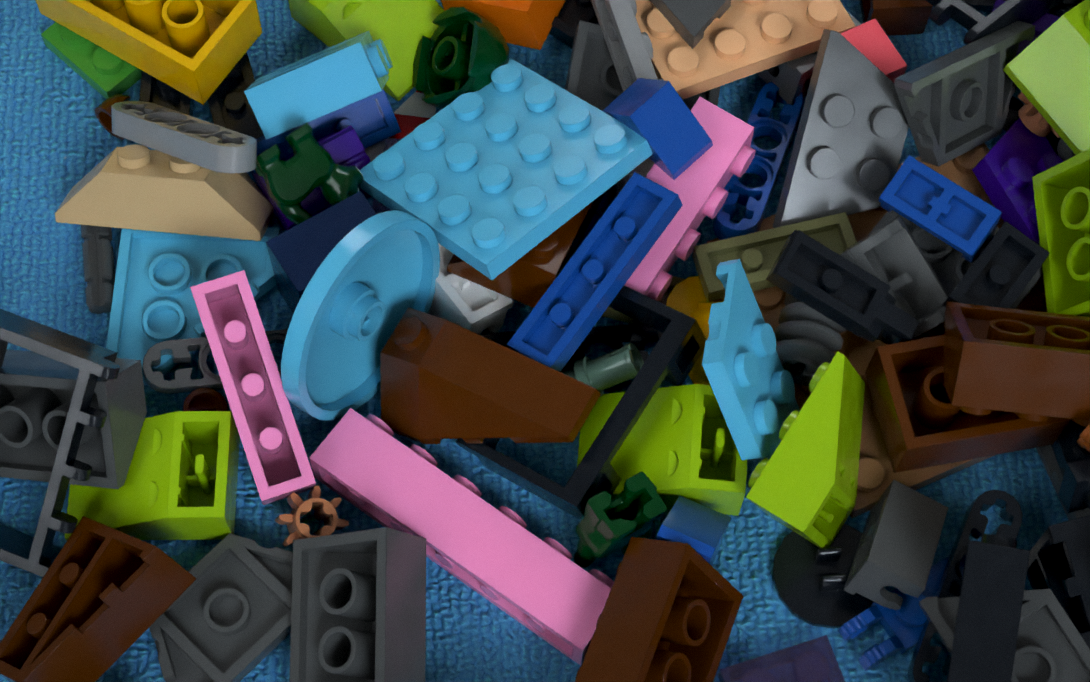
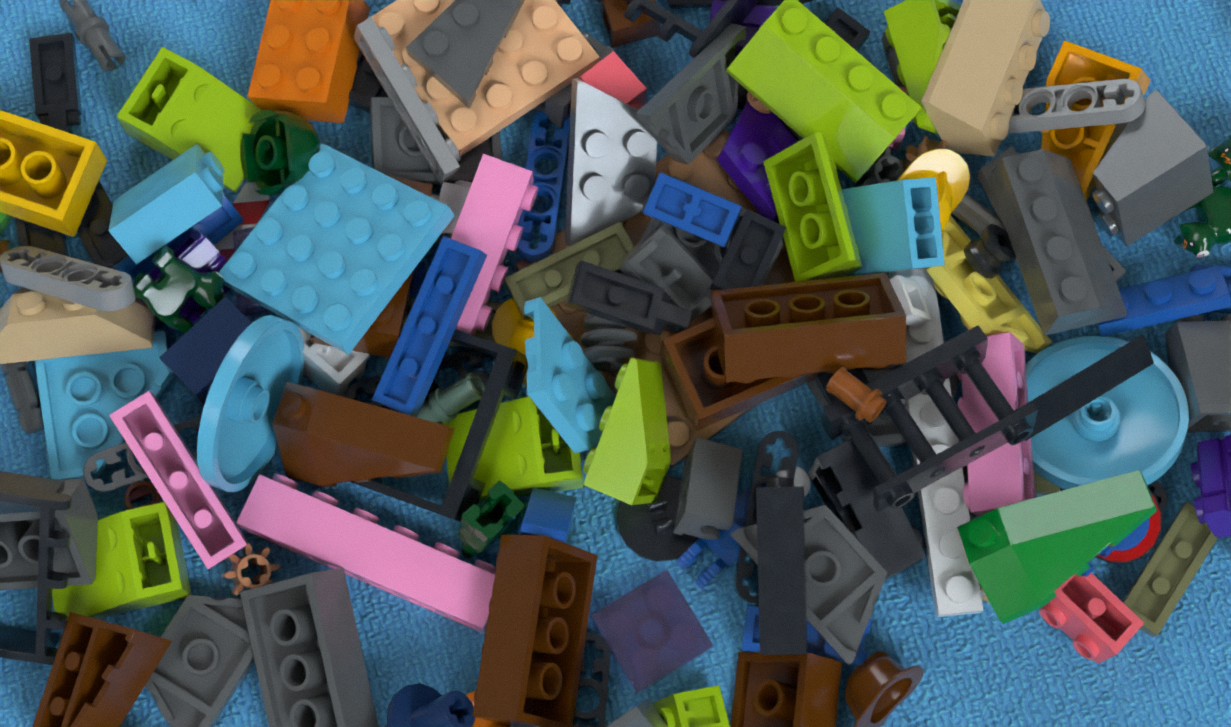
camera: 15 degrees left, 10 degrees up
(665, 121) = (454, 187): blue slope -> none

